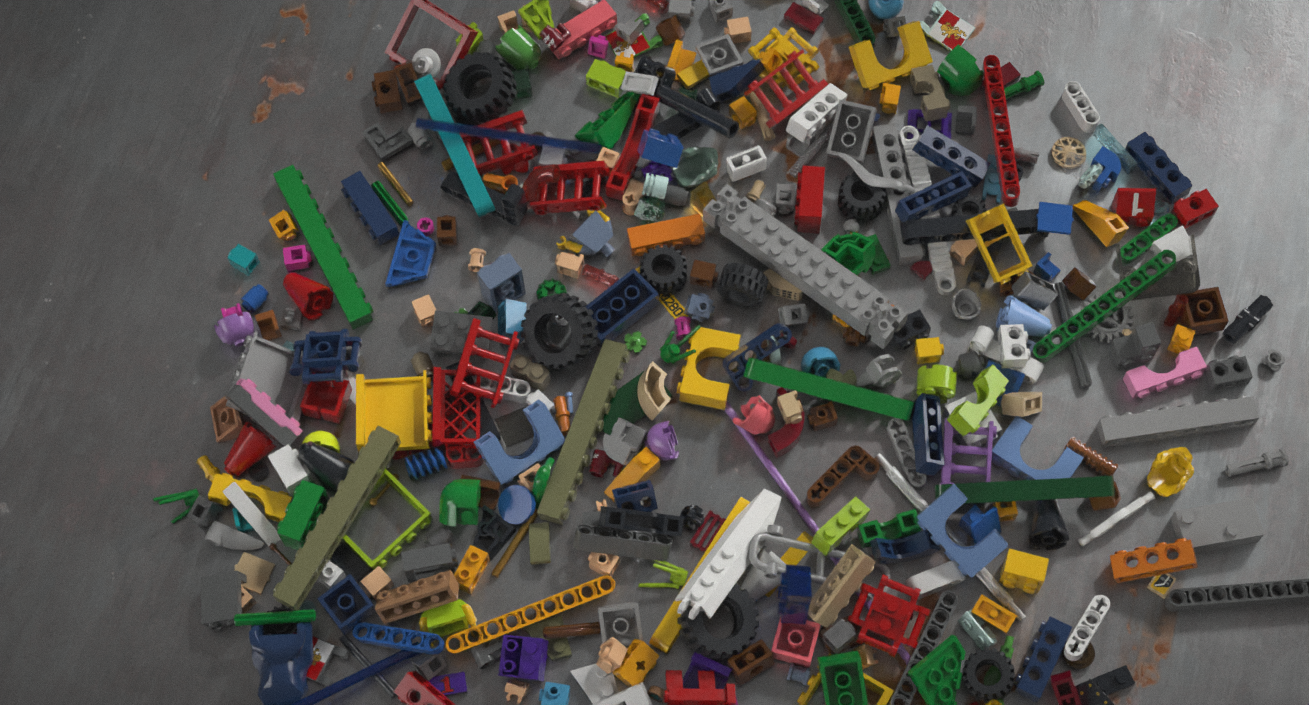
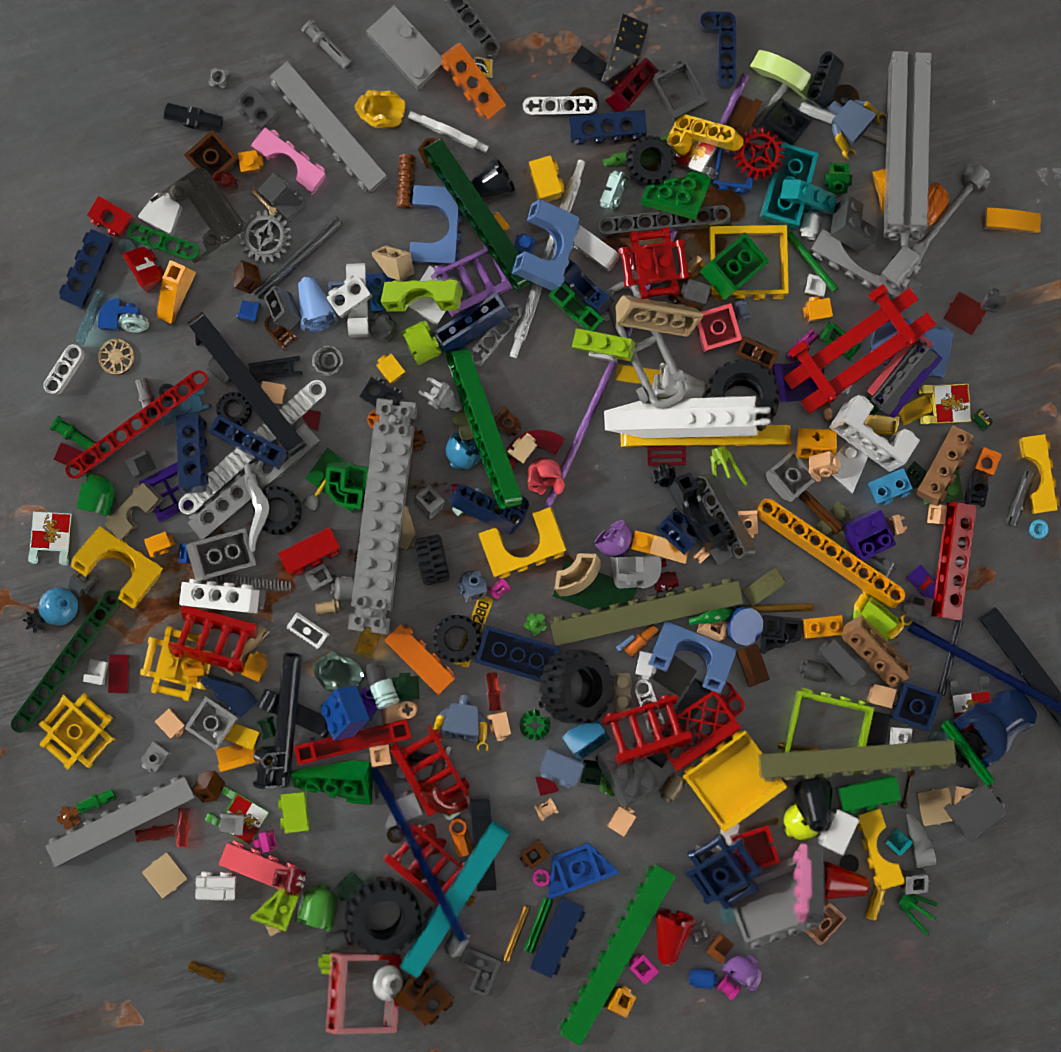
camera: 125 degrees left, 20 degrees up
(243, 259) = (674, 1015): teal brick -> none
(251, 513) = (893, 837): white sticker -> none
(404, 644) = (911, 637): blue beam -> none
(425, 463) = (757, 725): blue piece -> none
(460, 502) = (775, 671): green brick -> none
(507, 21) = (295, 937): light nougat panel -> none
(625, 62) = (270, 804): light orange tile -> none
(639, 83) = (288, 774): white tile -> none
(670, 352) = (527, 584): green plant -> none
(703, 274) = (437, 602): reddish brown brick -> none
(794, 594) = (687, 345): clear blue brick -> none
(838, 479) = (535, 380): reddish brown beam -> none
(985, 524) = (526, 230): blue piece -> none
(987, 221) = (247, 381): yellow door -> none
(994, 613) = (594, 184): light orange panel -> none
(1054, 218) = (205, 325): blue piece -> none
(1074, 164) = (130, 342): clear panel -> none
(1109, 298) = (254, 239): green beam -> none

